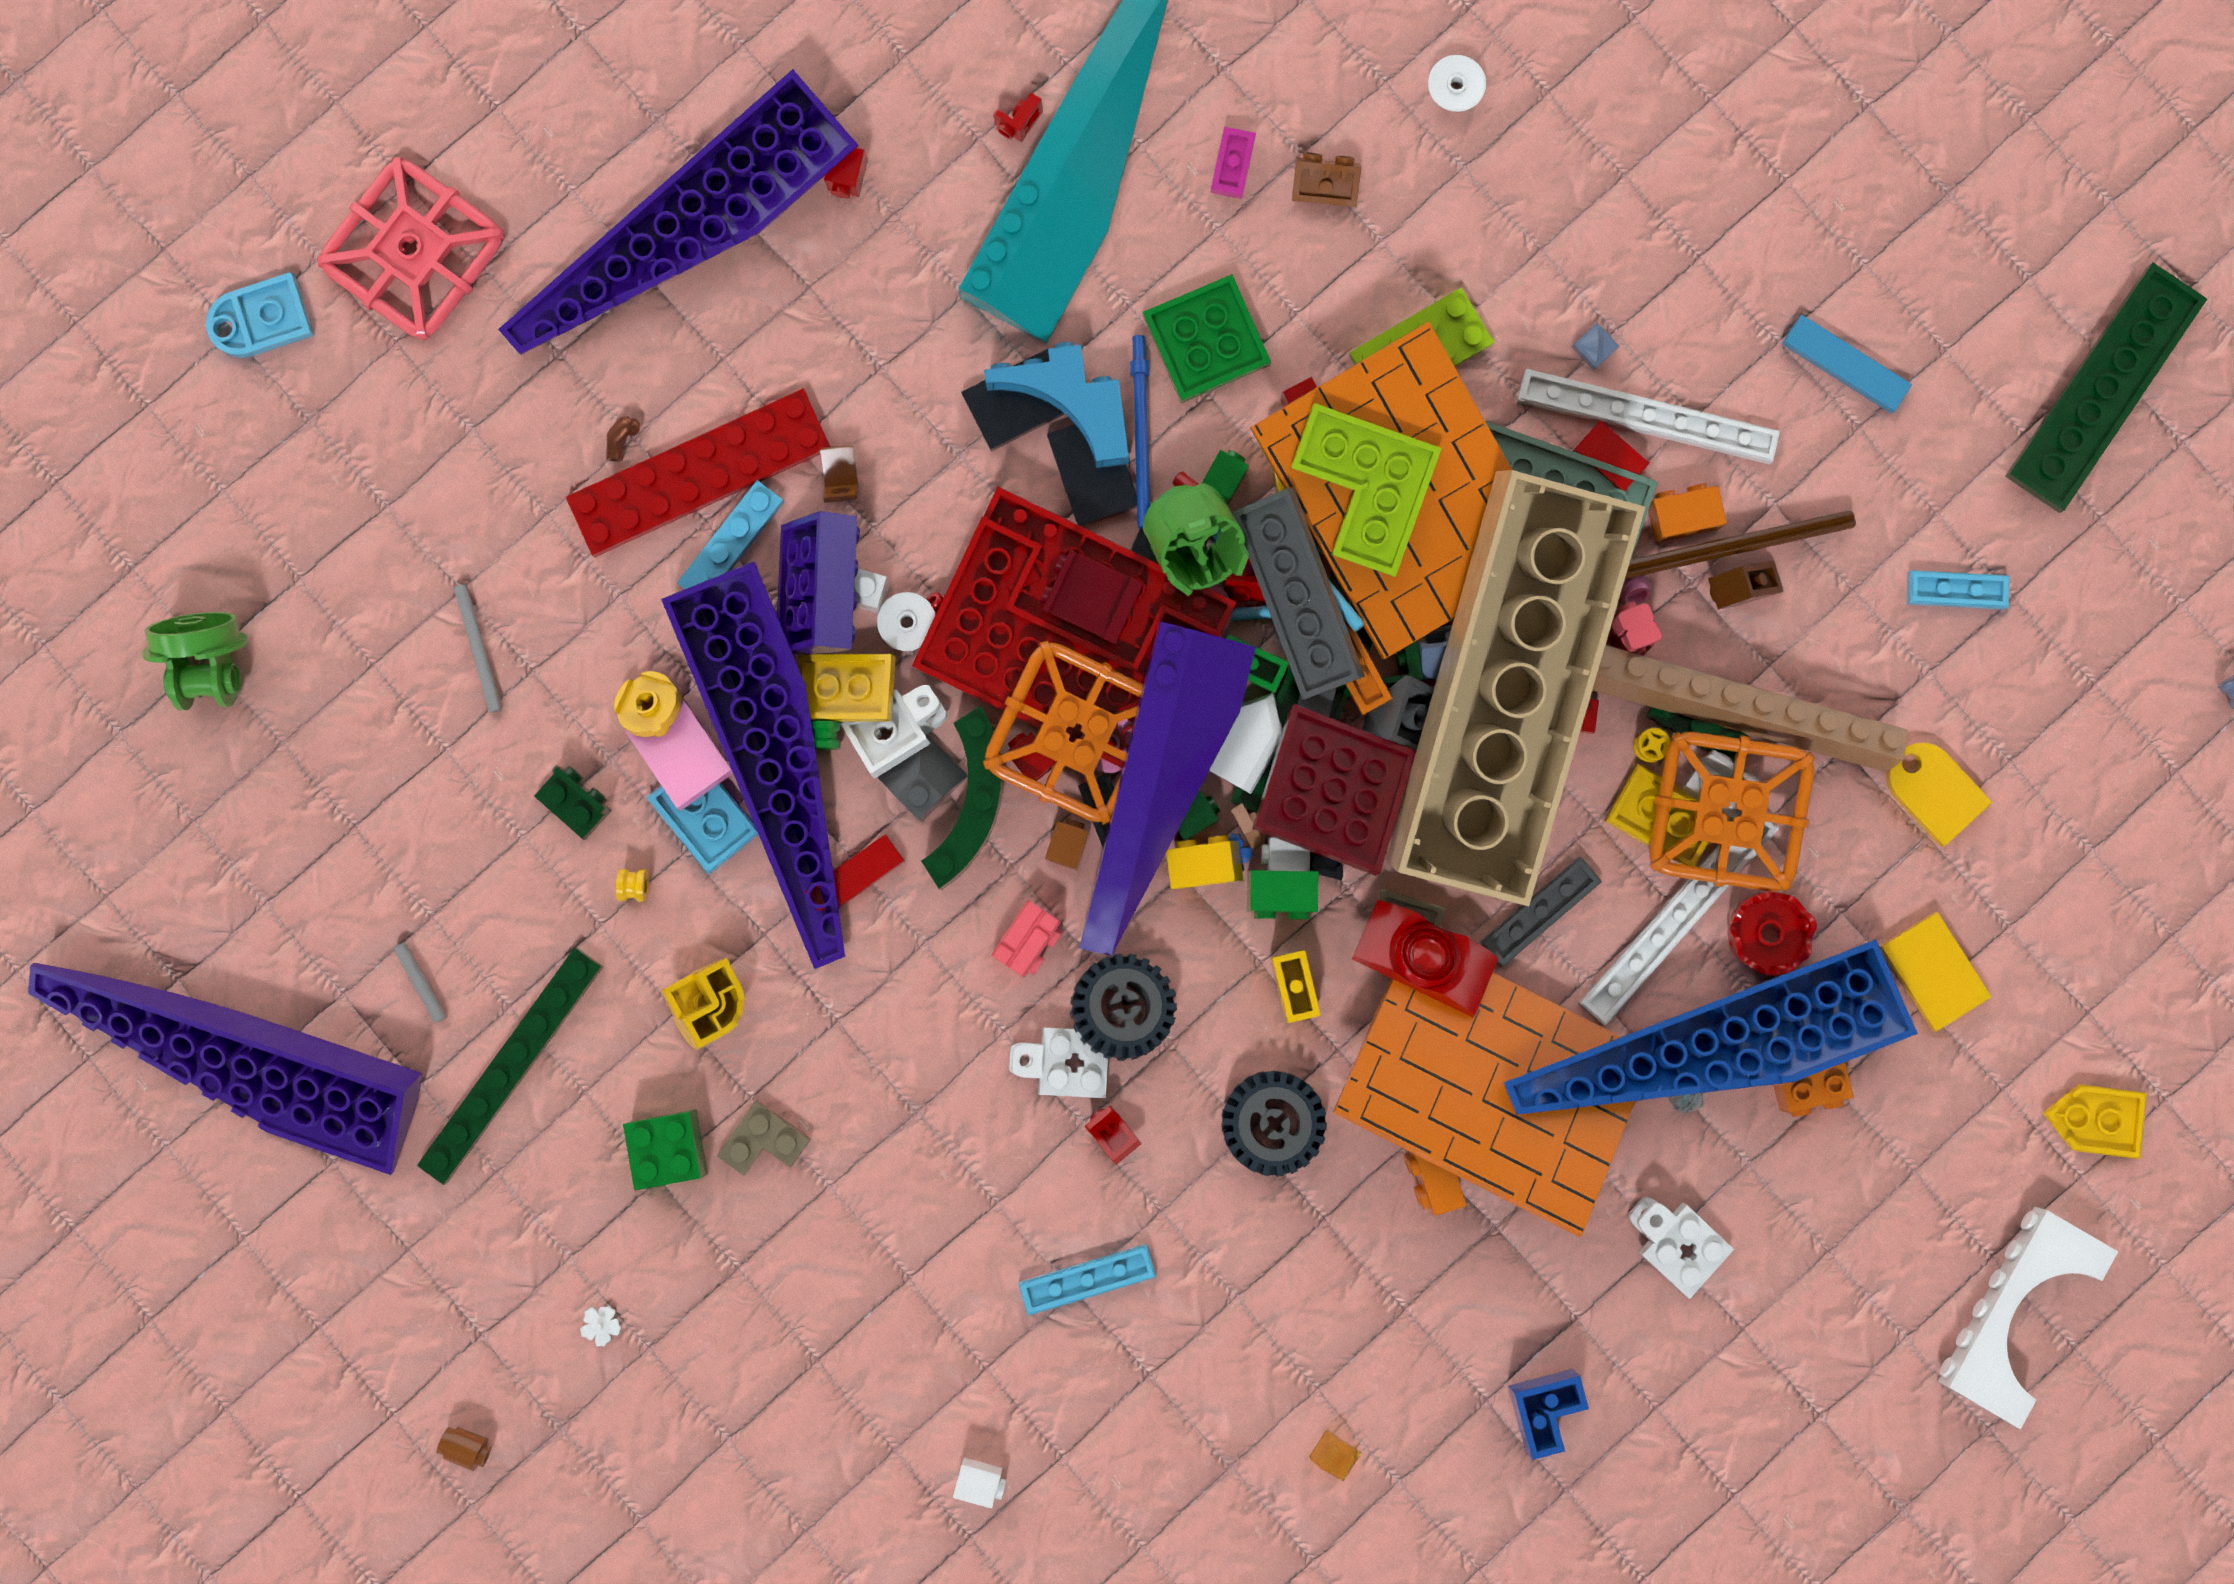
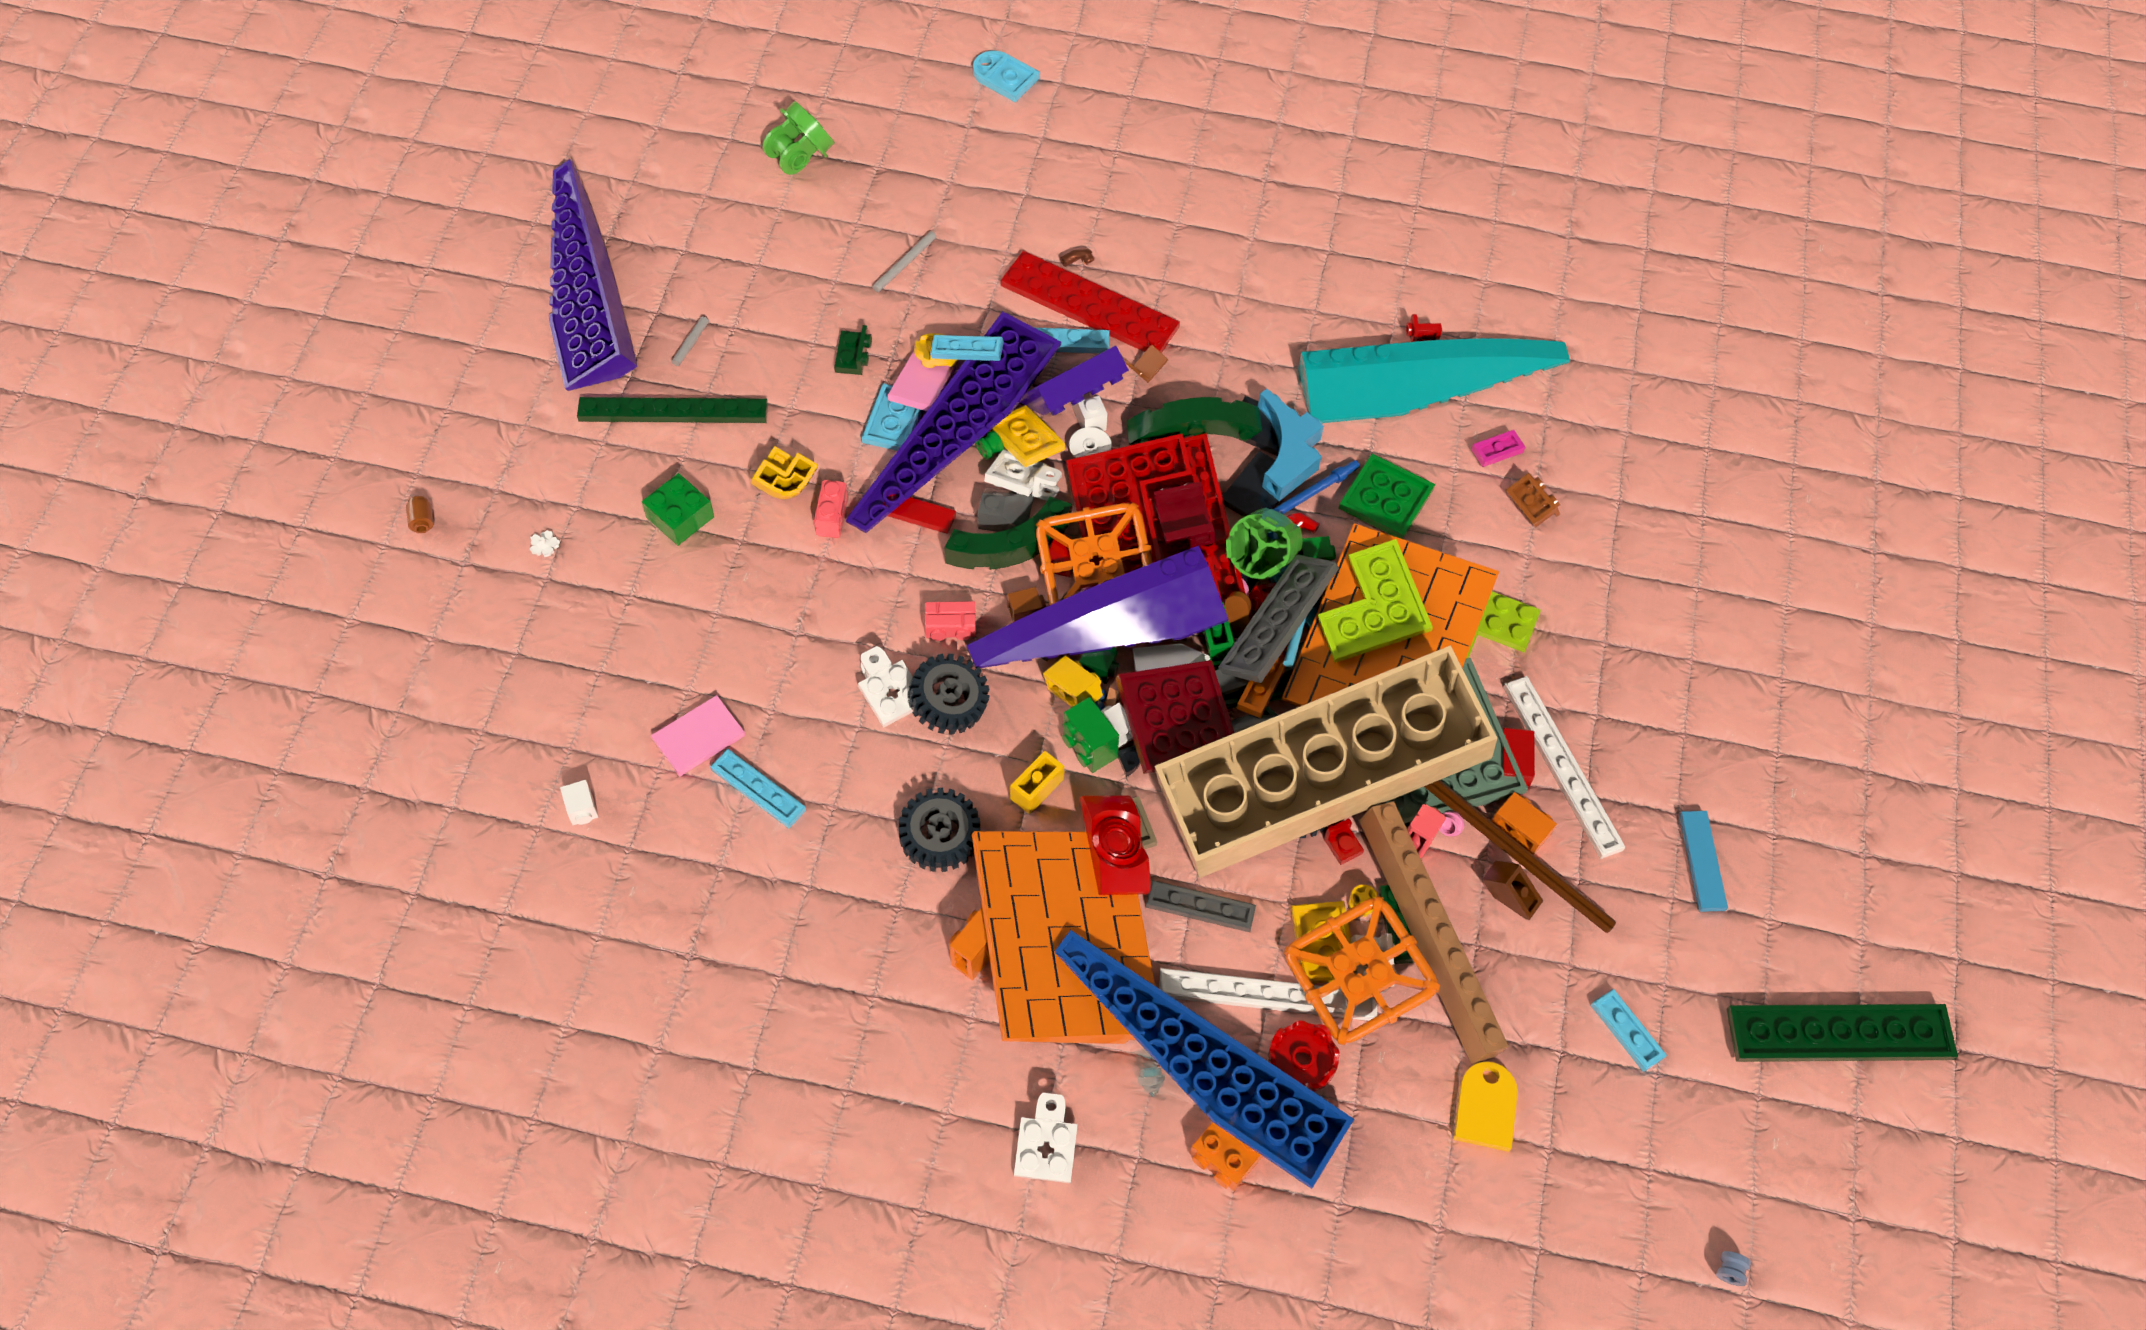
camera: 50 degrees right, 25 degrees down
(416, 268) = (1106, 120): coral plate -> none
(632, 885) = (825, 404): yellow wheel -> none
(684, 677) = (966, 347): none -> medium azure tile
(698, 212) = (1231, 214): dark purple wedge -> none
(760, 1131) = (723, 554): dark tan plate -> none
(787, 975) = (831, 509): none -> coral brick
(848, 175) = (1317, 270): red brick -> none
(968, 486) = (1194, 418): none -> dark green brick
(978, 1304) = (698, 735): none -> bright pink tile
(1112, 1134) = (864, 739): red bracket -> none
(1167, 459) = (1304, 522): none -> red arm
(1247, 623) = (1238, 612): none -> dark orange tile
(1334, 1455) = (741, 1014): clear yellow slope -> none
(1458, 70) = (1654, 523): white piece -> none
(1540, 1403) = (867, 1115): blue brick -> none
(1595, 346) = (1576, 707): sand blue tile -> none
(1935, 971) = (1366, 1192): yellow tile -> none

